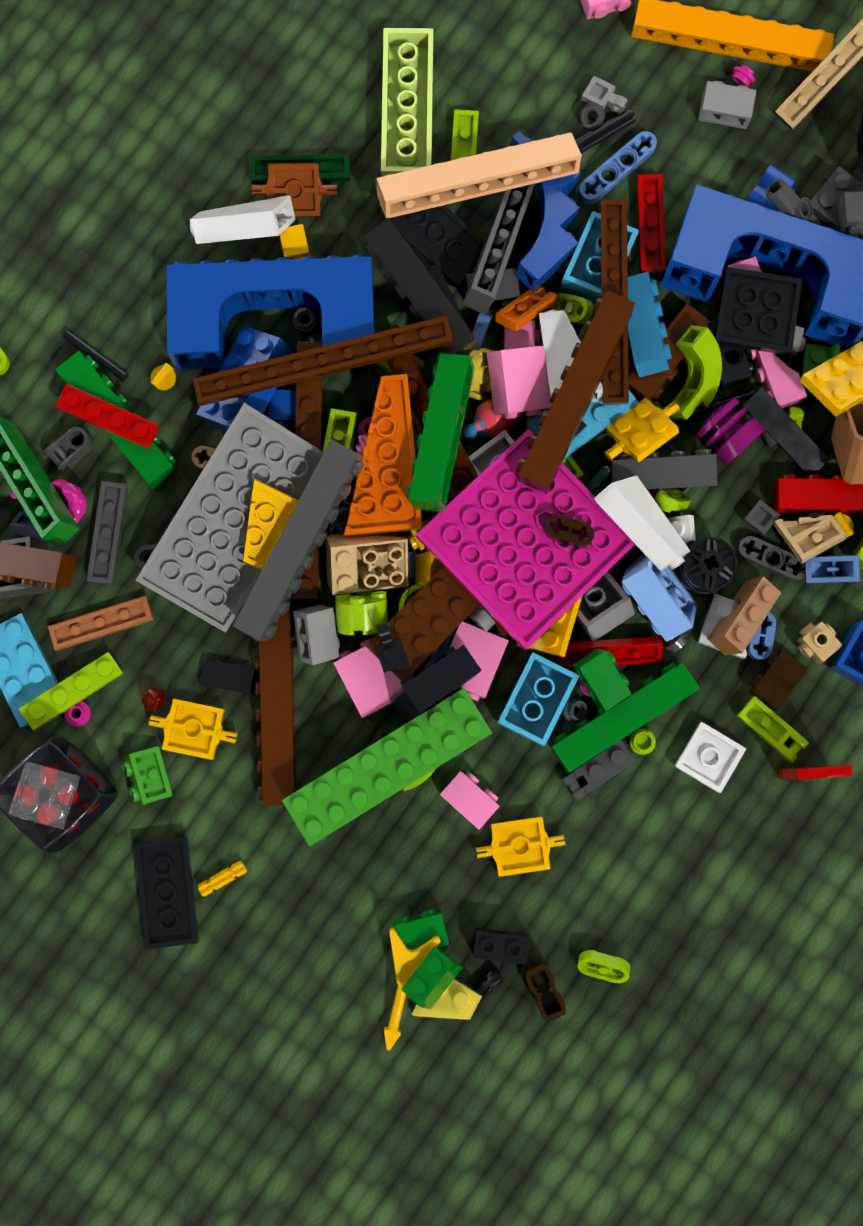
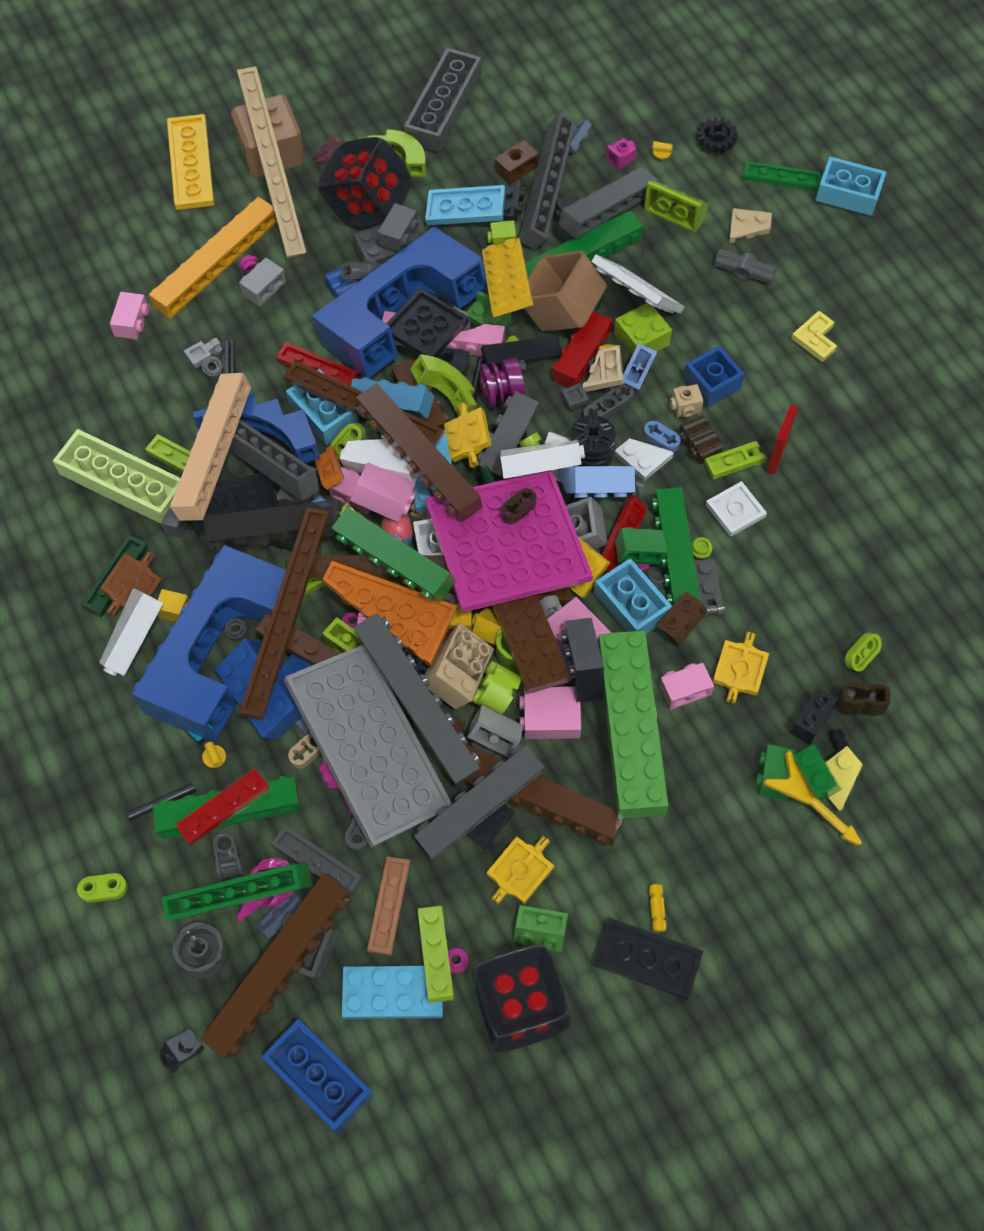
camera: 65 degrees left, 20 degrees down
(44, 795) = (521, 987): clear plate -> none
(153, 699) = (478, 890): clear red plate -> none
(233, 658) = (480, 802): none -> dark grey brick
(267, 519) = (388, 716): yellow wing -> none
(391, 652) = (544, 670): black plate -> none
(540, 761) = (683, 617): none -> reddish brown bracket
(614, 164) = (258, 369): medium blue beam -> none
(736, 631) = (652, 443): medium nougat arch -> none

